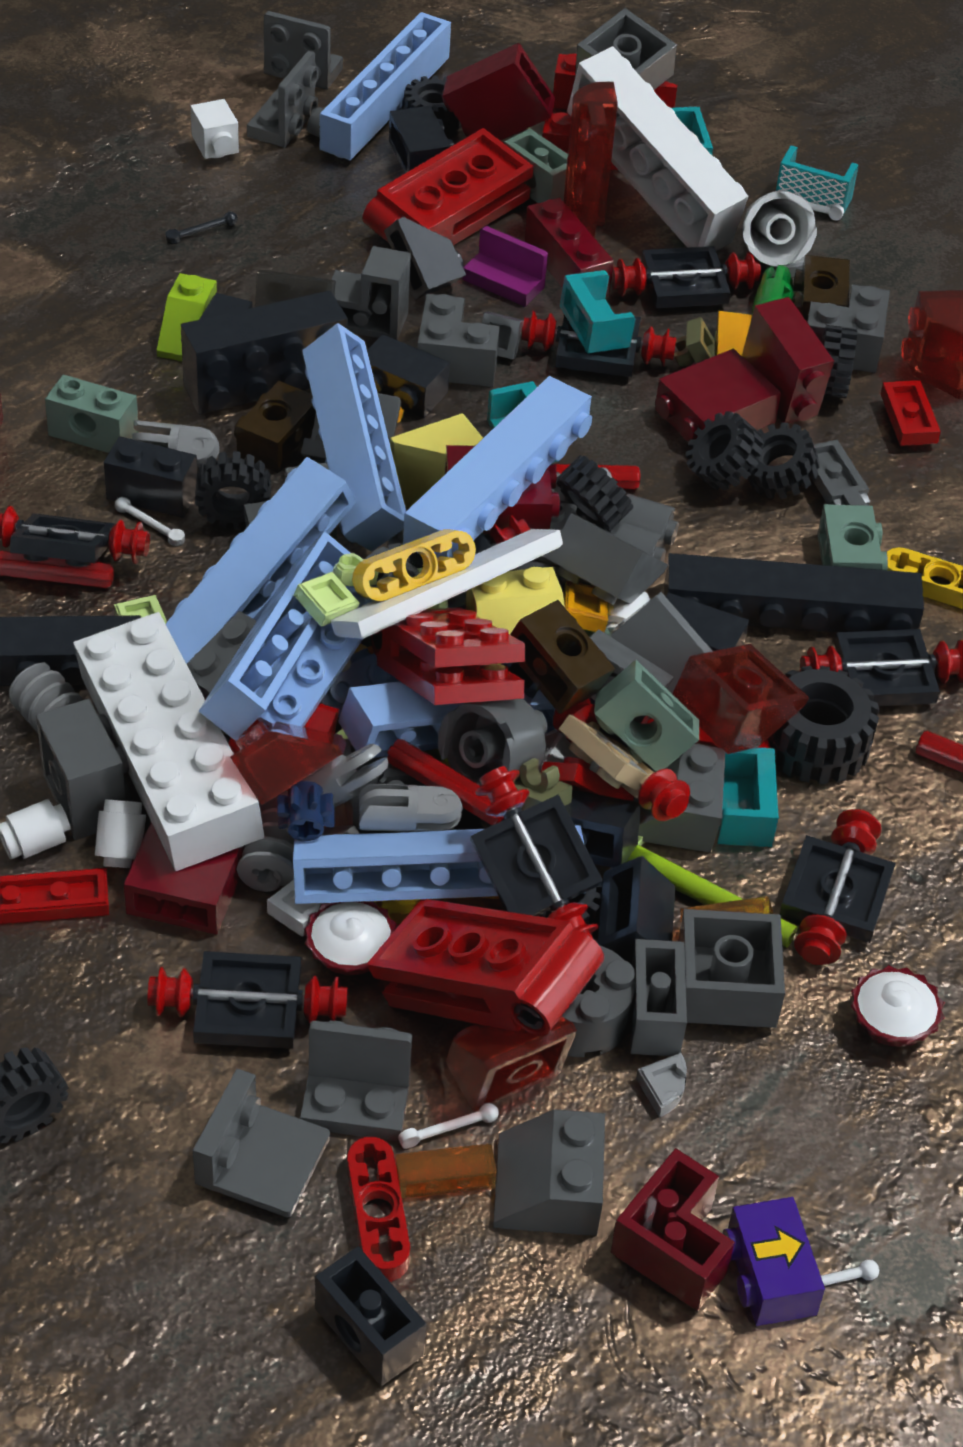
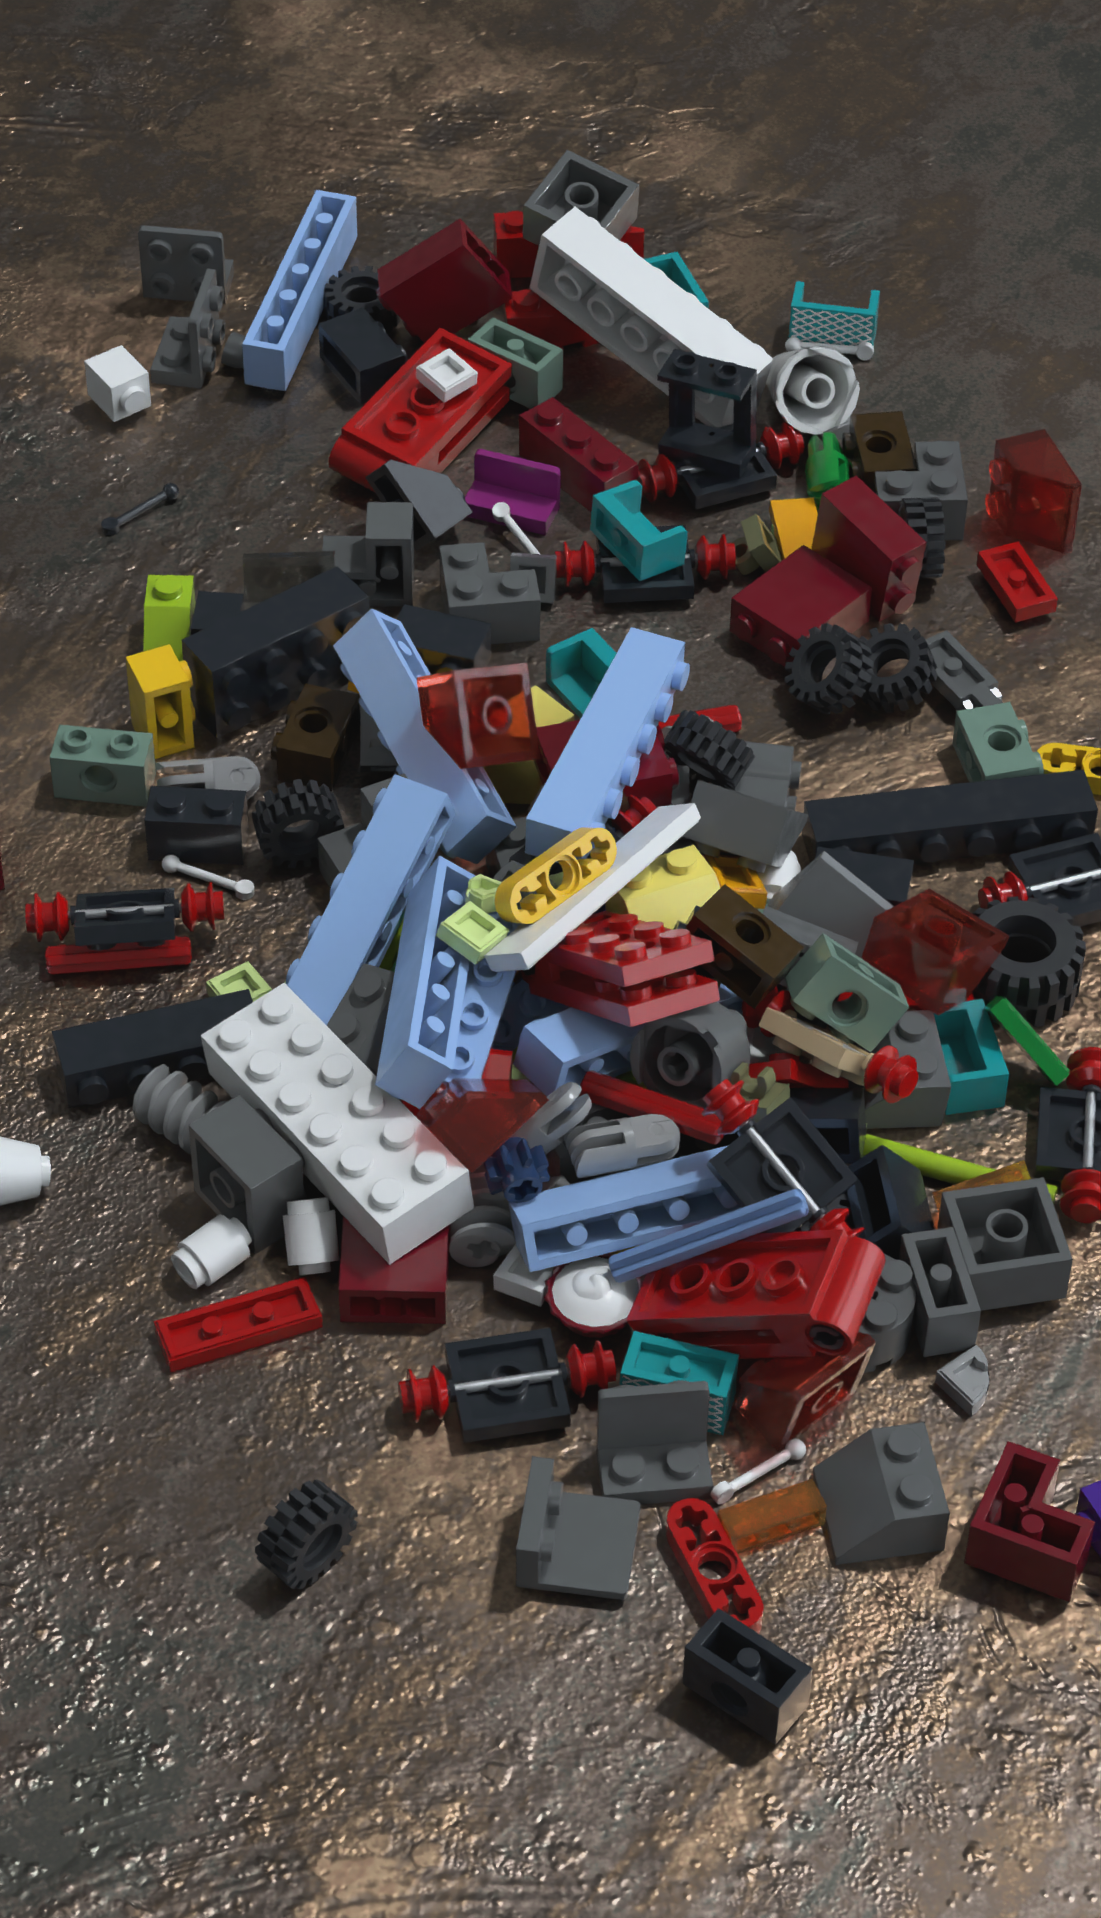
camera: 10 degrees left, 0 degrees up
(155, 372) = (161, 699): none -> yellow brick
(401, 423) = (481, 714): none -> clear red slope
(431, 1028) = (664, 1360): none -> teal panel
(456, 903) = (708, 1235): none -> medium blue axle
(475, 164) = (446, 375): none -> white tile
(492, 281) = (501, 513): none -> white hinge
(590, 153) = (580, 339): clear red brick -> none
(673, 256) = (702, 444): none -> black panel
(804, 792) = (1027, 1040): none -> green tile

